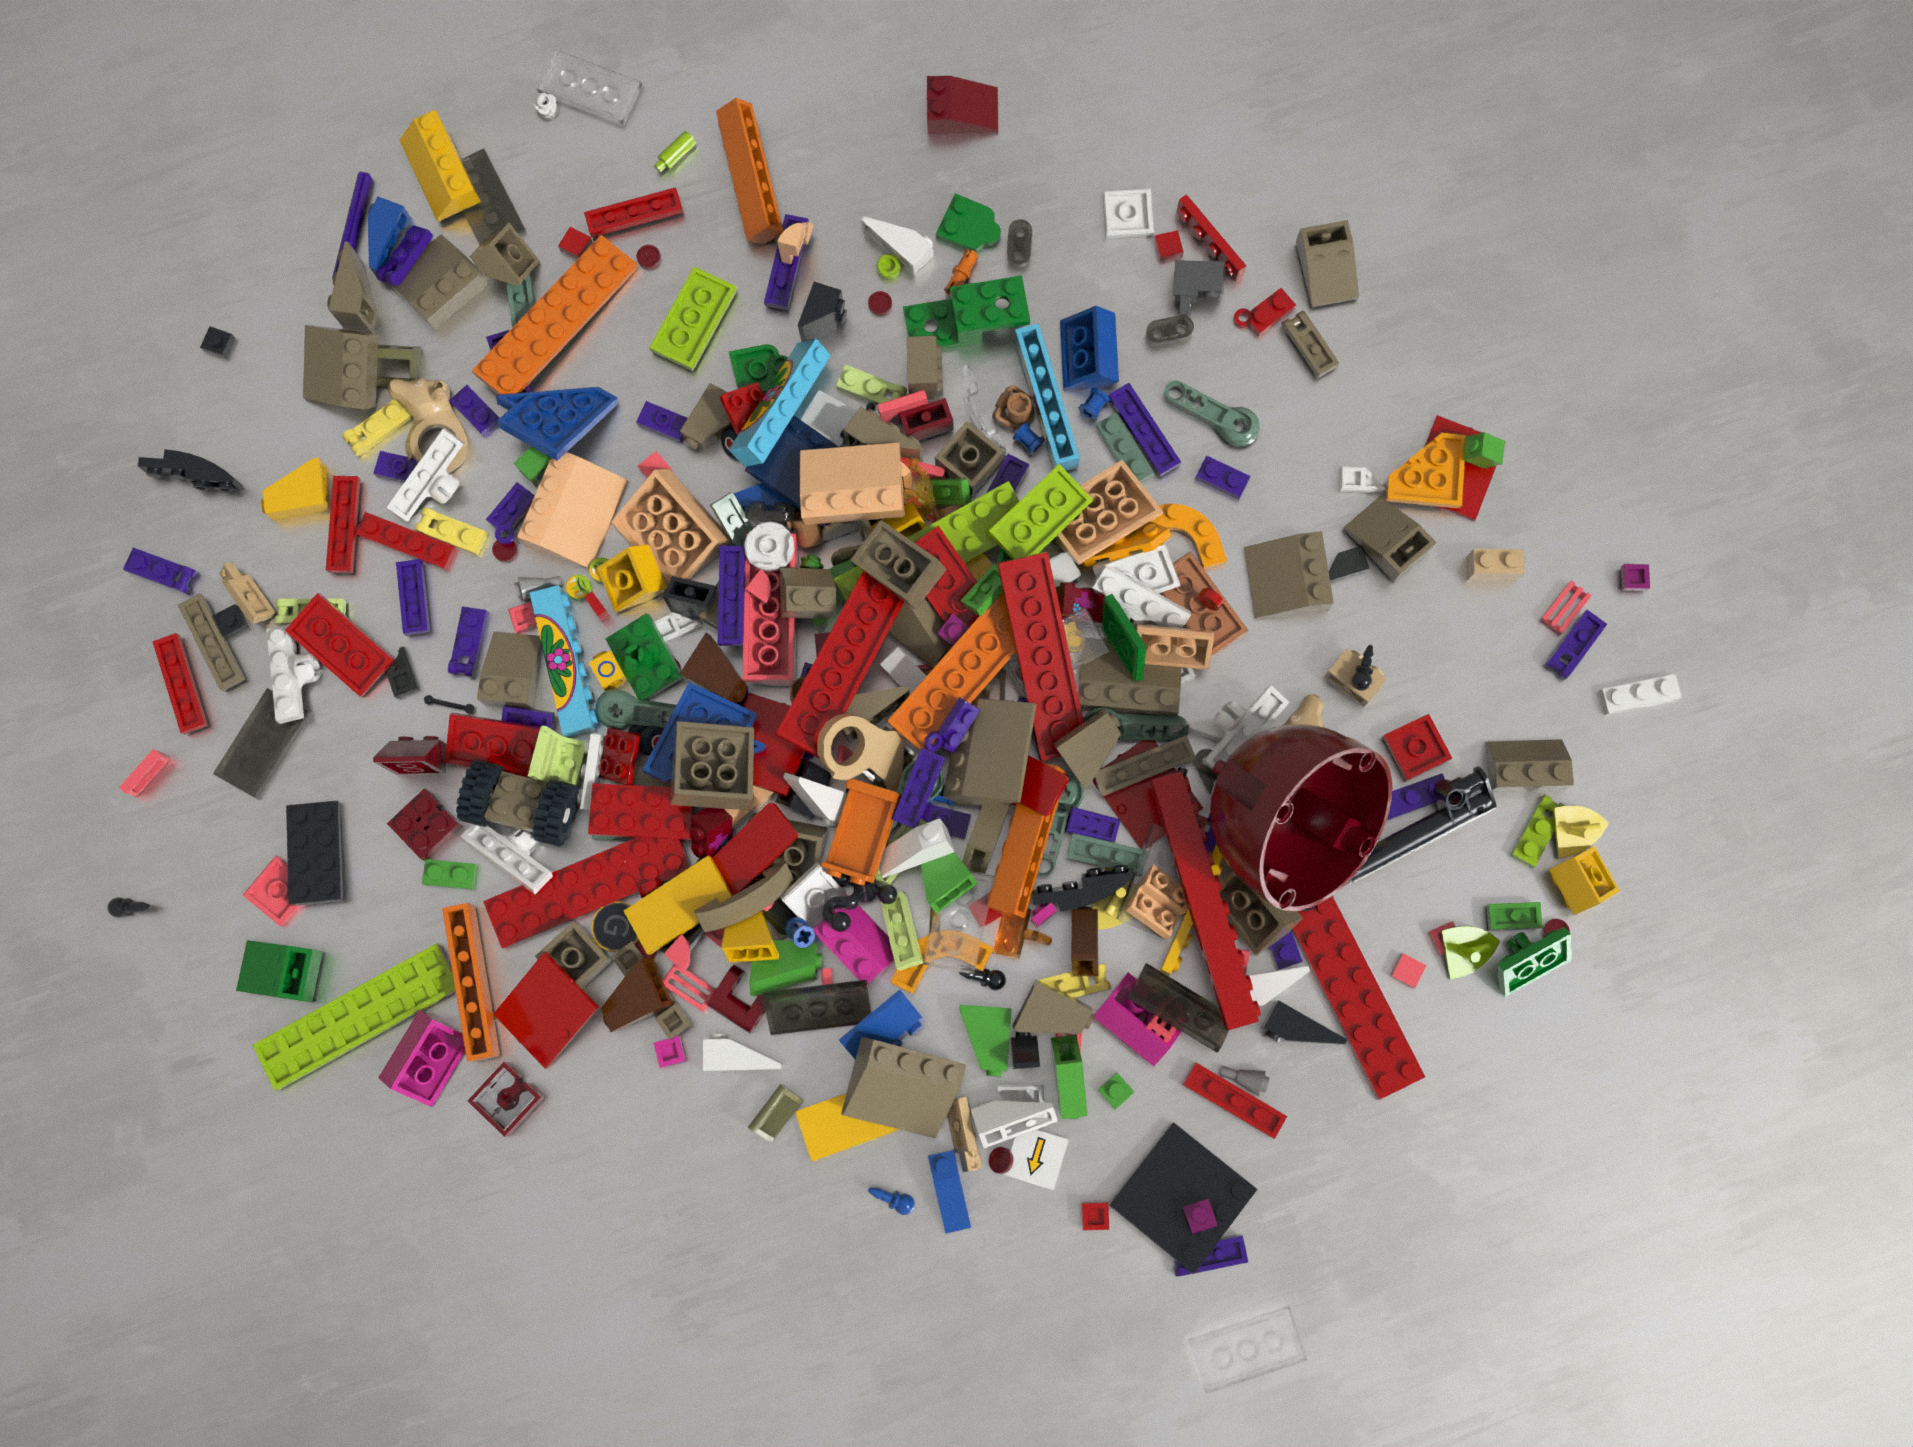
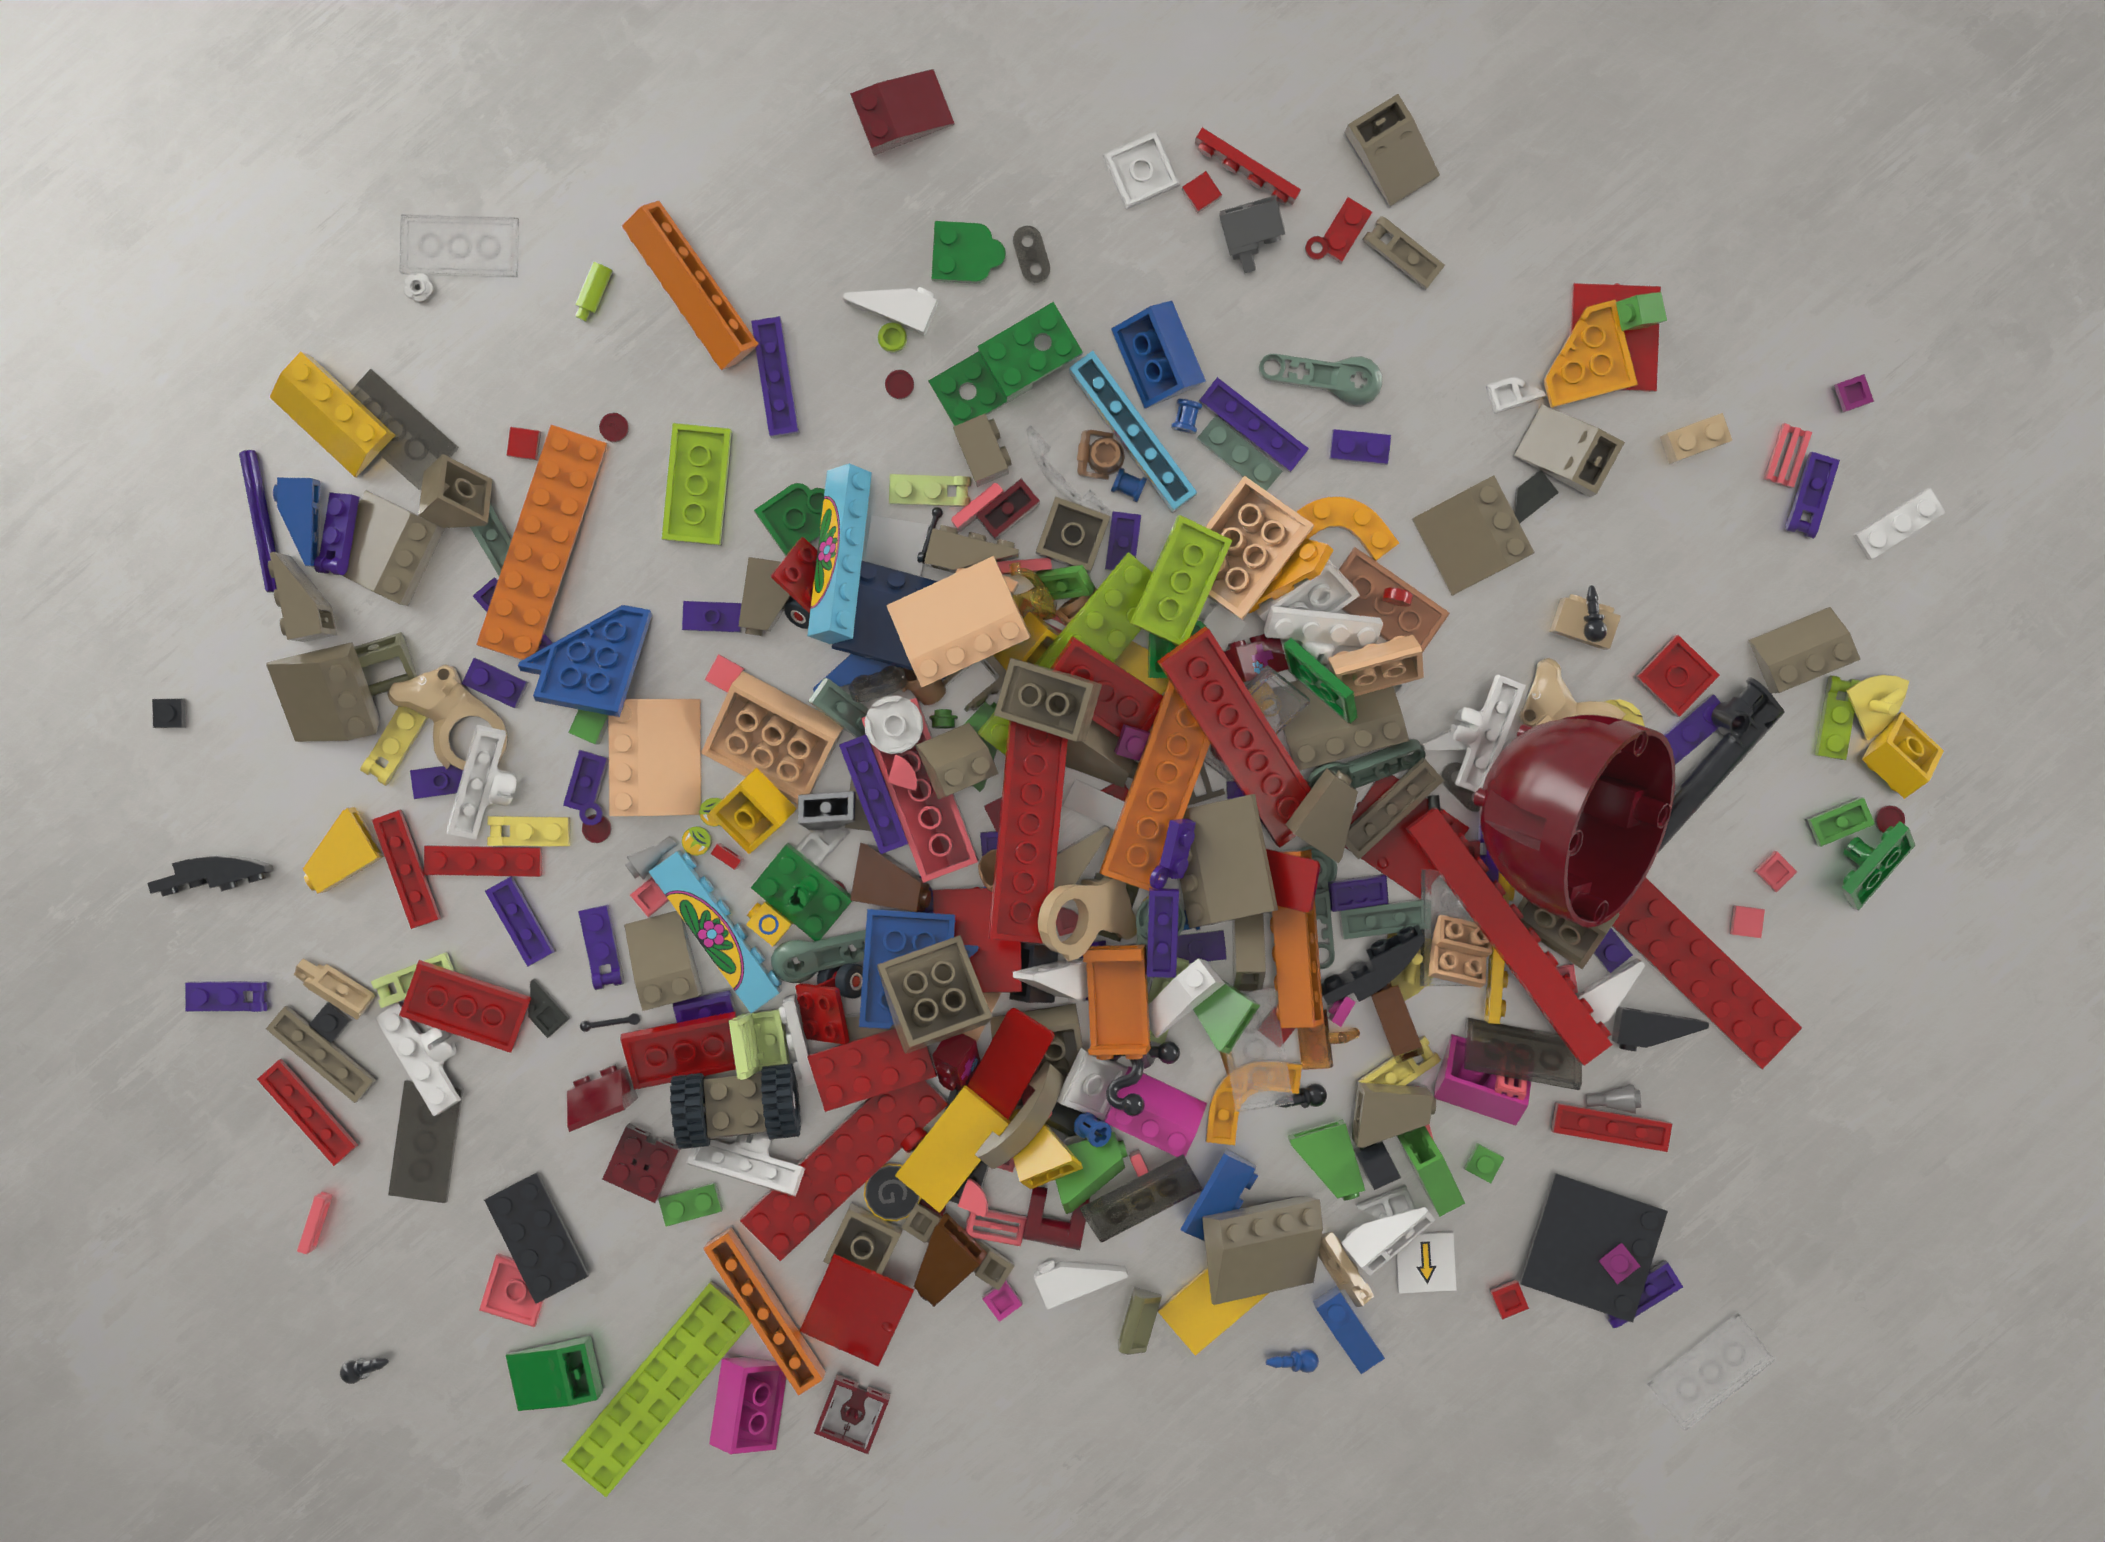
camera: 20 degrees left, 10 degrees up
(633, 212) = (575, 382): red plate -> none
(792, 240) = (779, 357): light nougat slope -> none
(822, 312) = (842, 427): black slope -> none
(902, 933) = (1200, 1087): yellowish green plate -> none
(962, 271) = (978, 315): orange pin -> none
(984, 592) = (1152, 691): bright green plate -> none
(1001, 1160) = (1391, 1280): dark red piece -> none
(1168, 329) = (1239, 297): clear smoke plate -> none
(1467, 949) = (1802, 875): lime shield -> none

